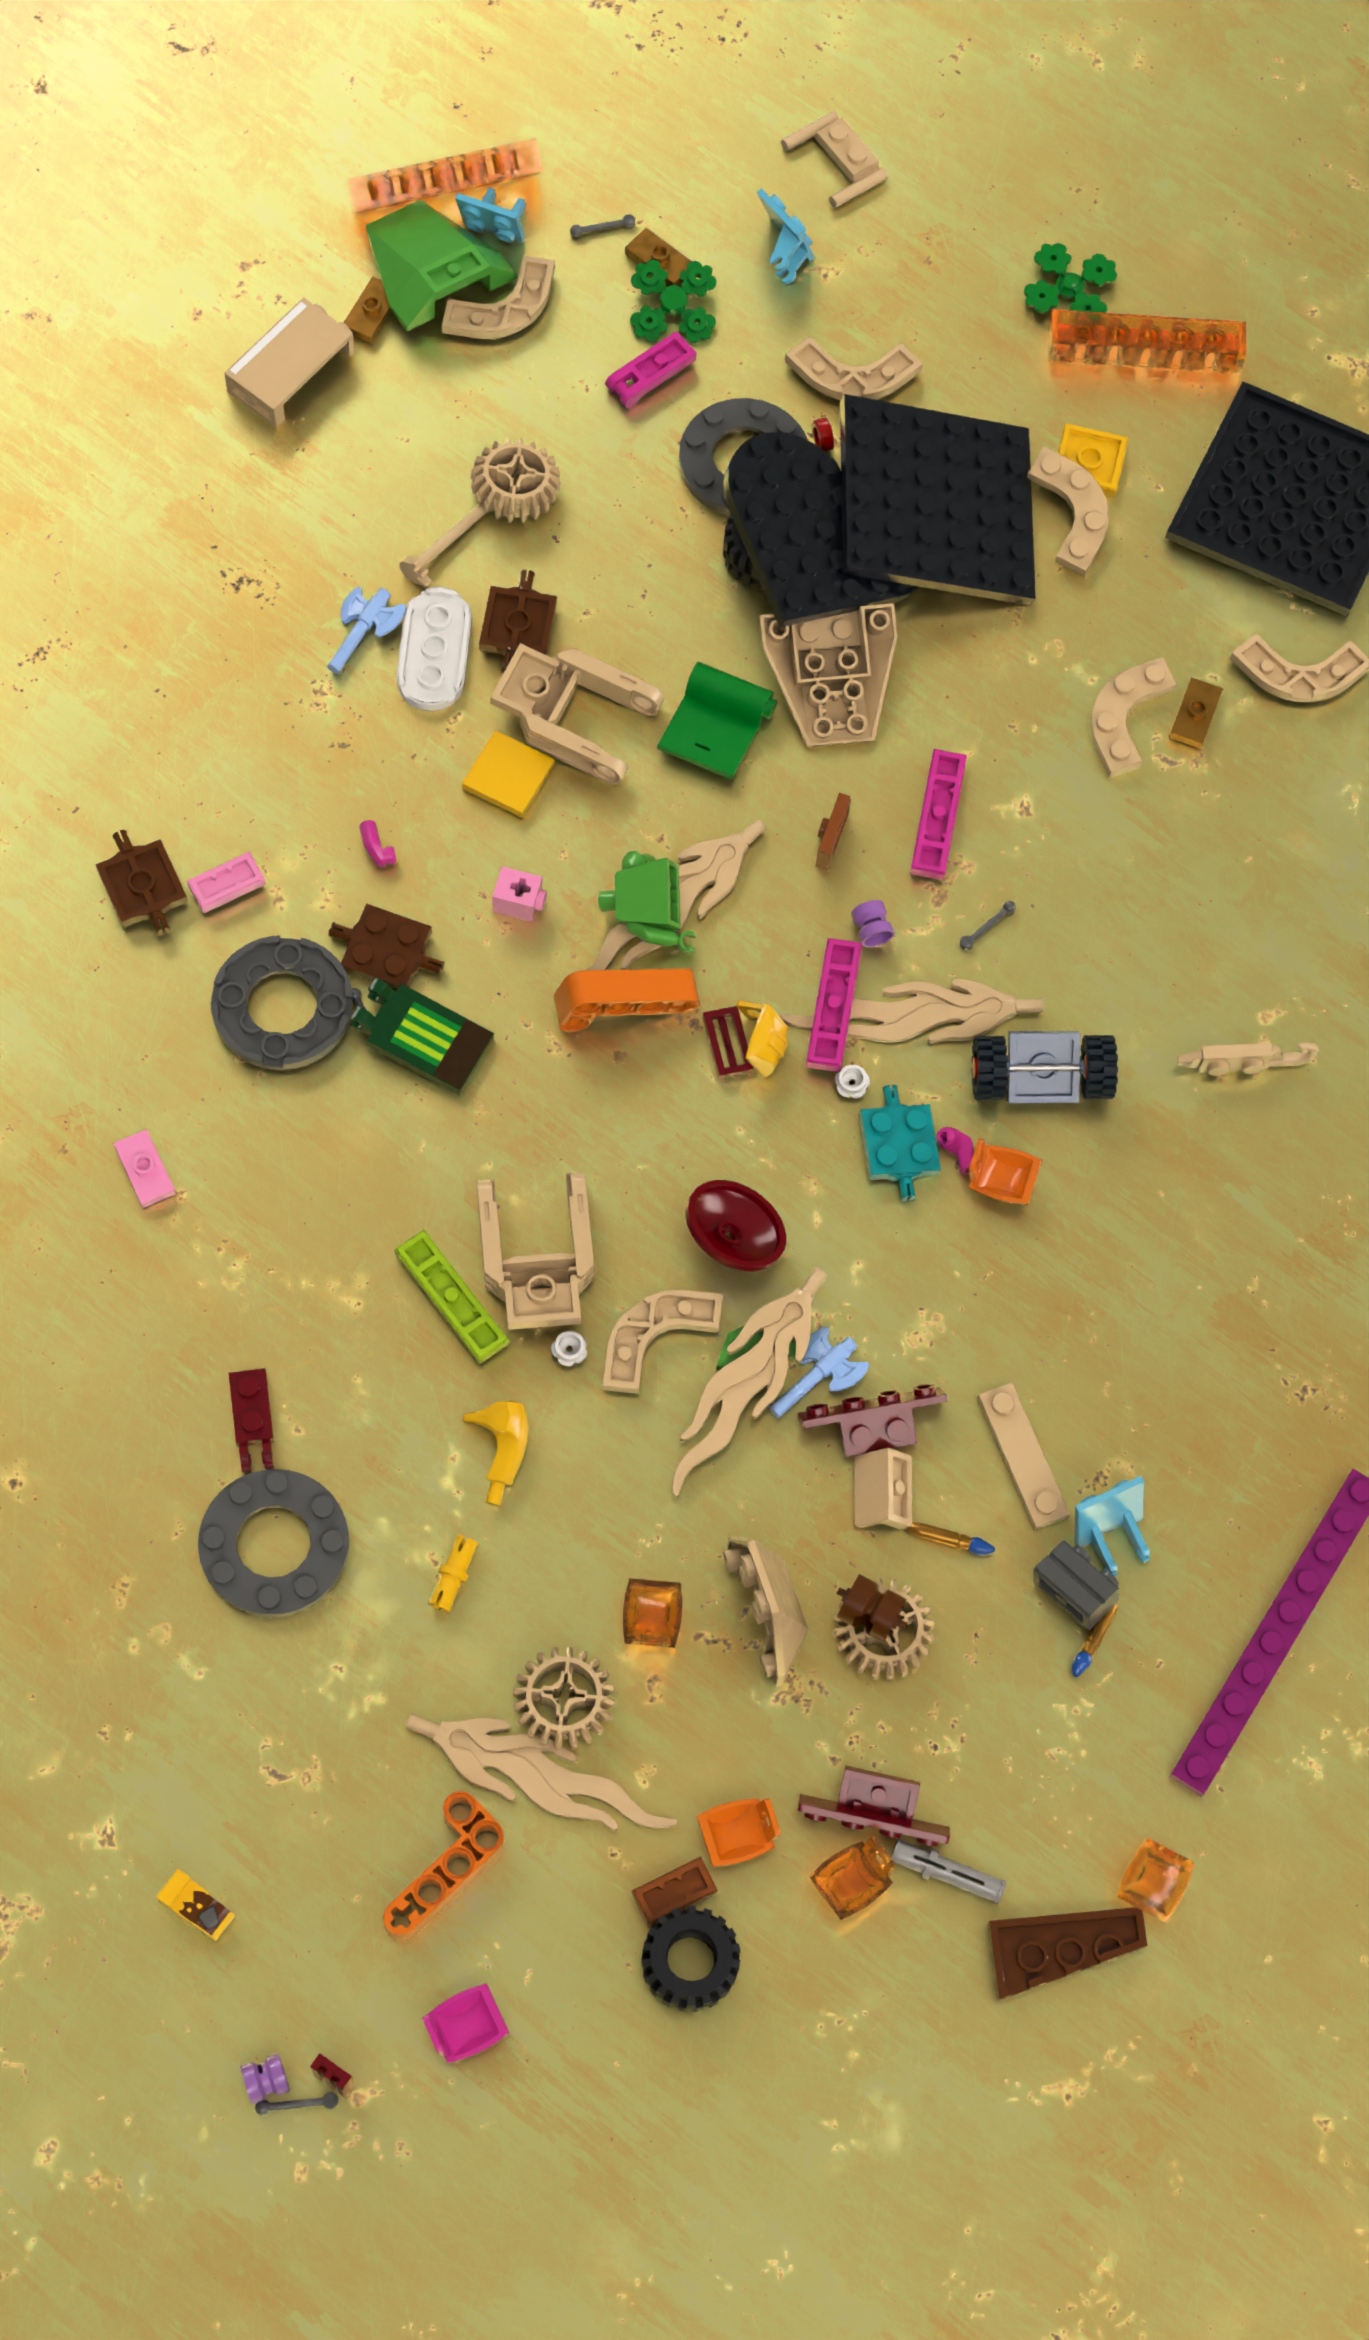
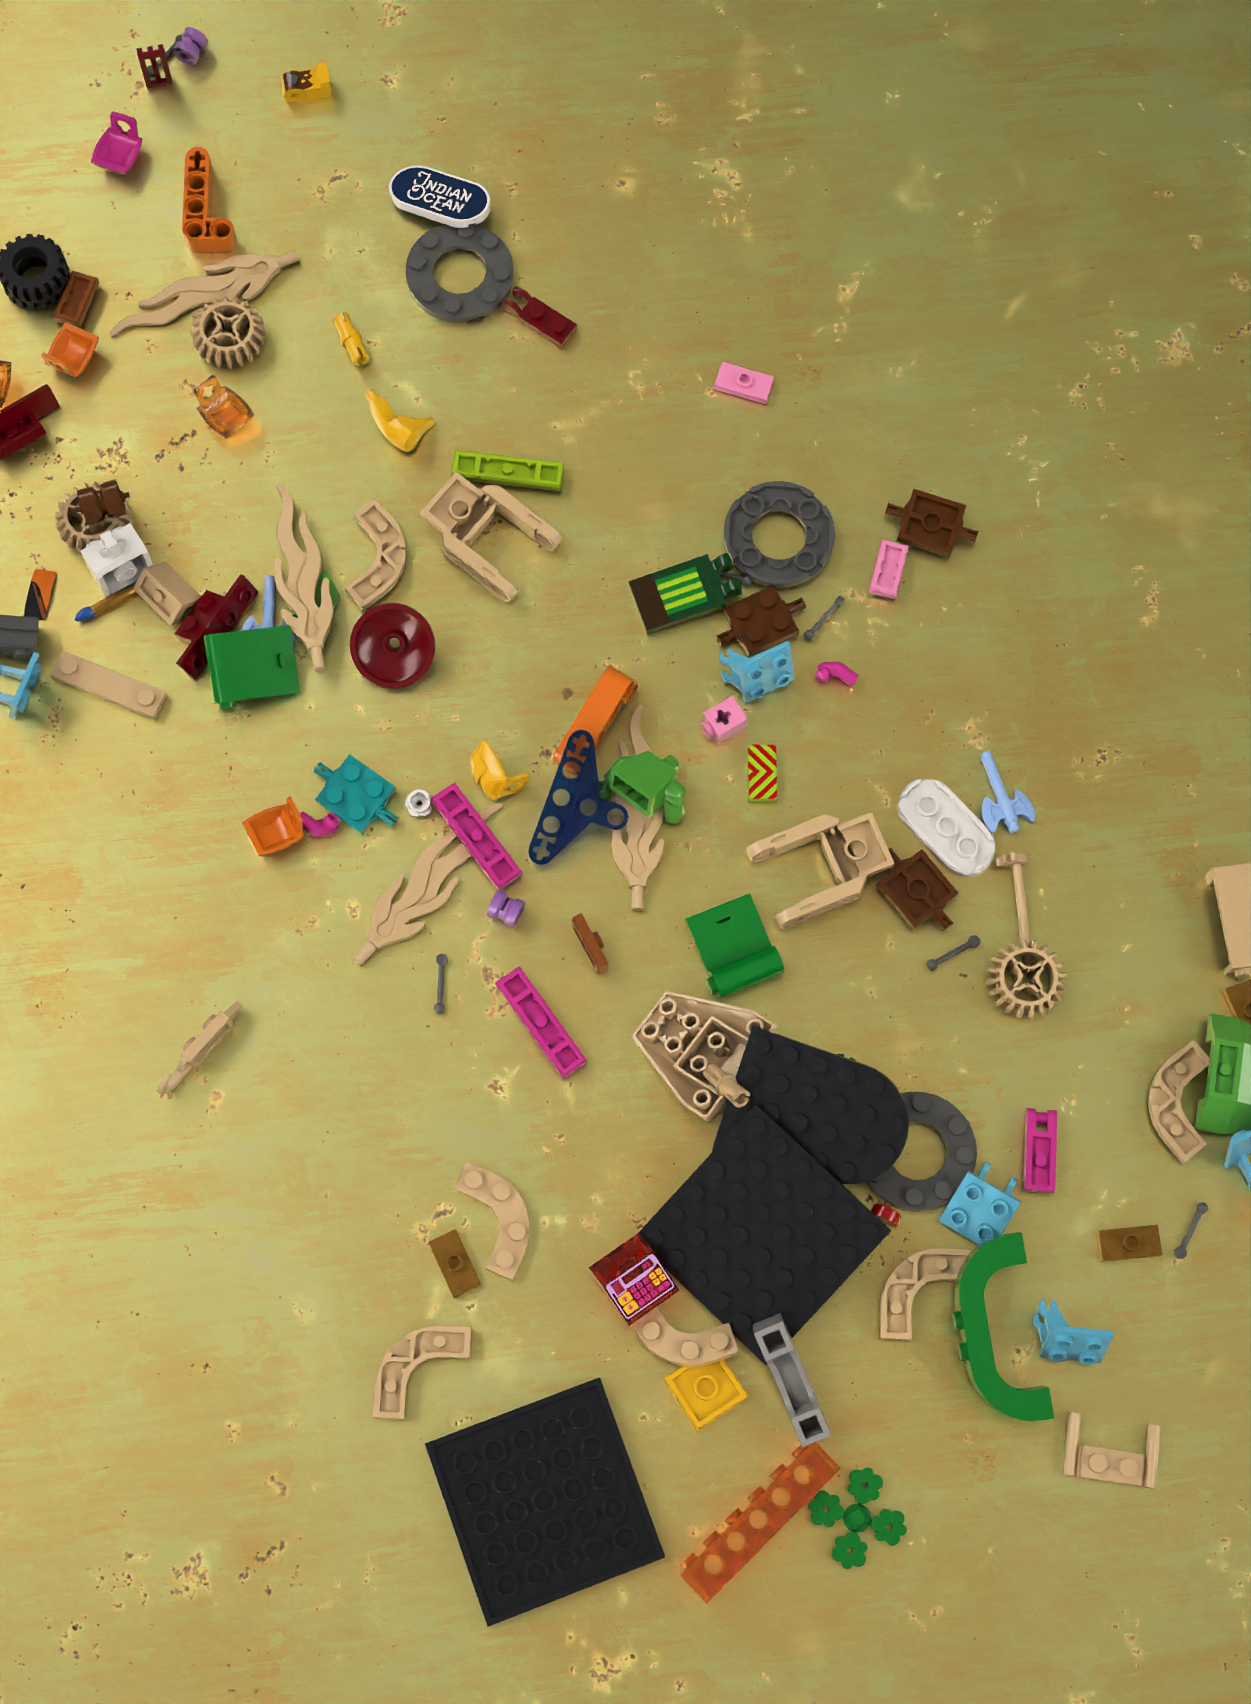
camera: 135 degrees right, 5 degrees up
(207, 1635) = (439, 196): none -> tile
(301, 901) = (810, 634): none -> dark grey hinge
(457, 897) = (760, 673): none -> medium azure plate
(508, 774) = (814, 791): yellow tile -> none
(519, 552) = (972, 942): none -> dark grey hinge
(533, 829) = (762, 773): none -> tile
(571, 1339) = (412, 499): white plate -> none
(673, 301) = (1084, 1217): green plant -> none
(733, 1070) = (534, 769): dark red tile -> none
(739, 939) = (579, 788): none -> clear blue beam
(747, 372) = (979, 1208): none -> medium azure plate
(773, 1604) = (167, 460): tan wedge -> none
(812, 327) = (976, 1344): none -> green arch
(851, 609) = (726, 1085): none -> tan axle
(881, 1334) = (247, 664): none -> green door
(906, 1551) = (116, 559): none -> white hinge
(1002, 1613) = (39, 593): none -> sticker
(1026, 388) = (791, 1380): none -> light grey arch
(1044, 1067) = (312, 912): plate -> none
(1072, 559) = (633, 1279): none -> clear red slope

